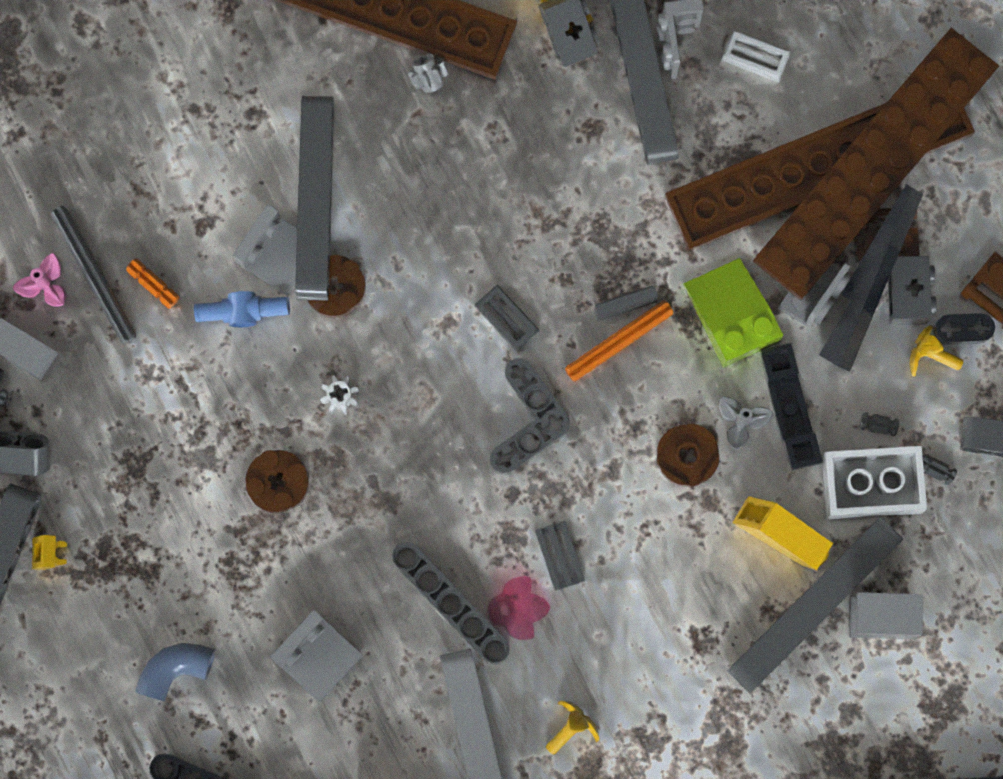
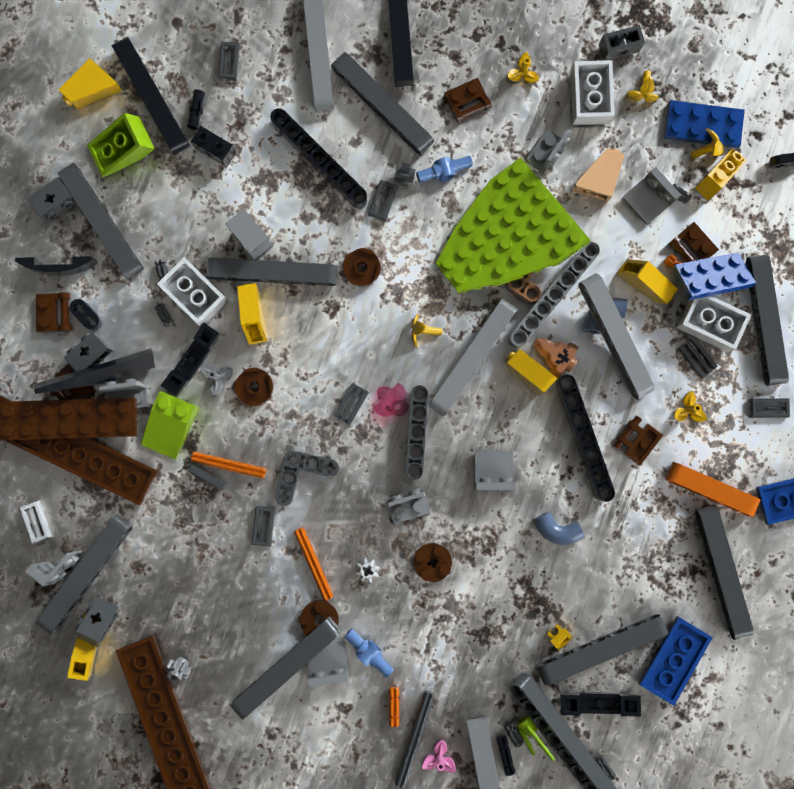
camera: 135 degrees left, 5 degrees up
(370, 512) = (408, 506): none -> light grey bracket
(406, 337) = (313, 564): none -> orange axle
(702, 719) = (356, 258): none -> reddish brown plate
(931, 347) = (107, 321): yellow plant -> none

